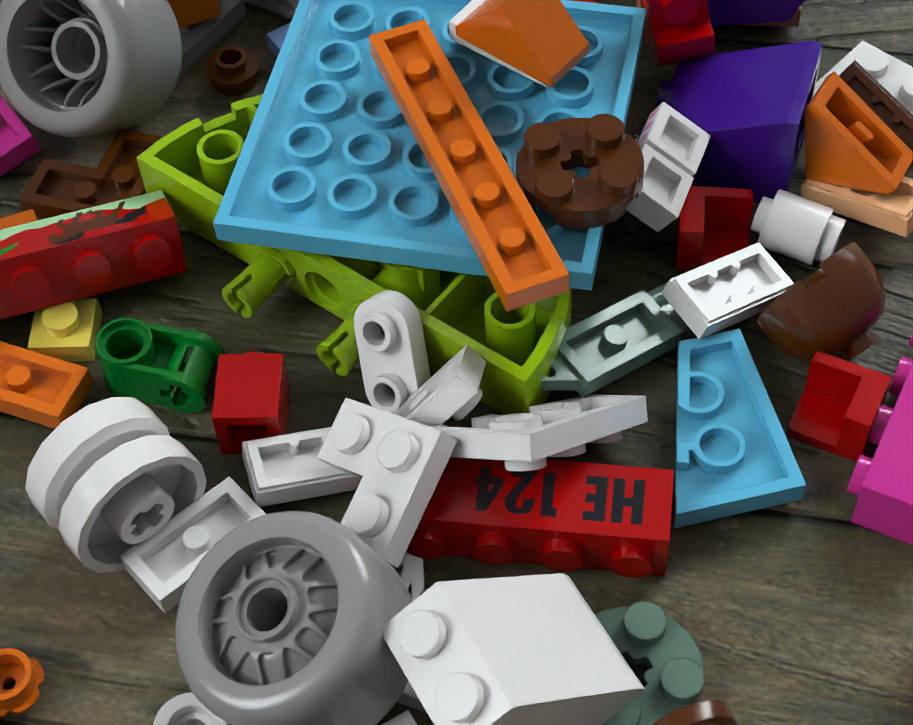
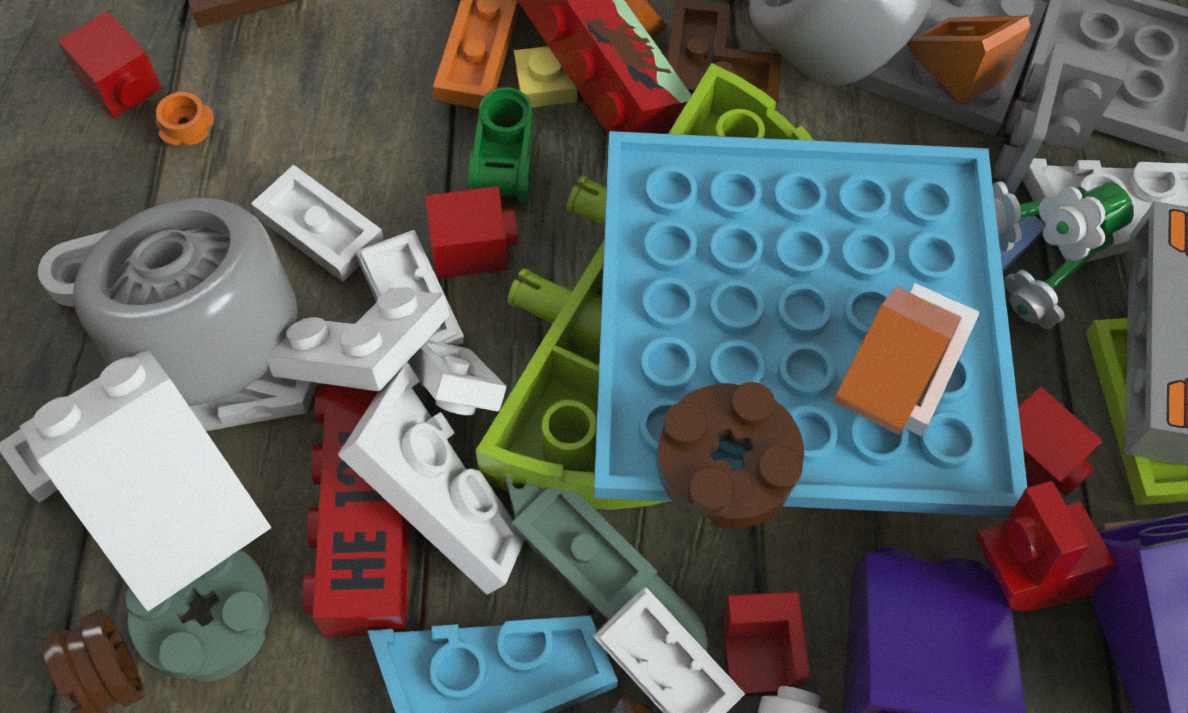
camera: 75 degrees right, 10 degrees up
(112, 480) = (345, 133): white wheel -> none
(233, 70) = (891, 123): reddish brown plate -> none
(391, 360) = (525, 327): white plate -> none
(469, 167) = (711, 334): orange plate -> none
(671, 156) = (818, 553): white hips -> none

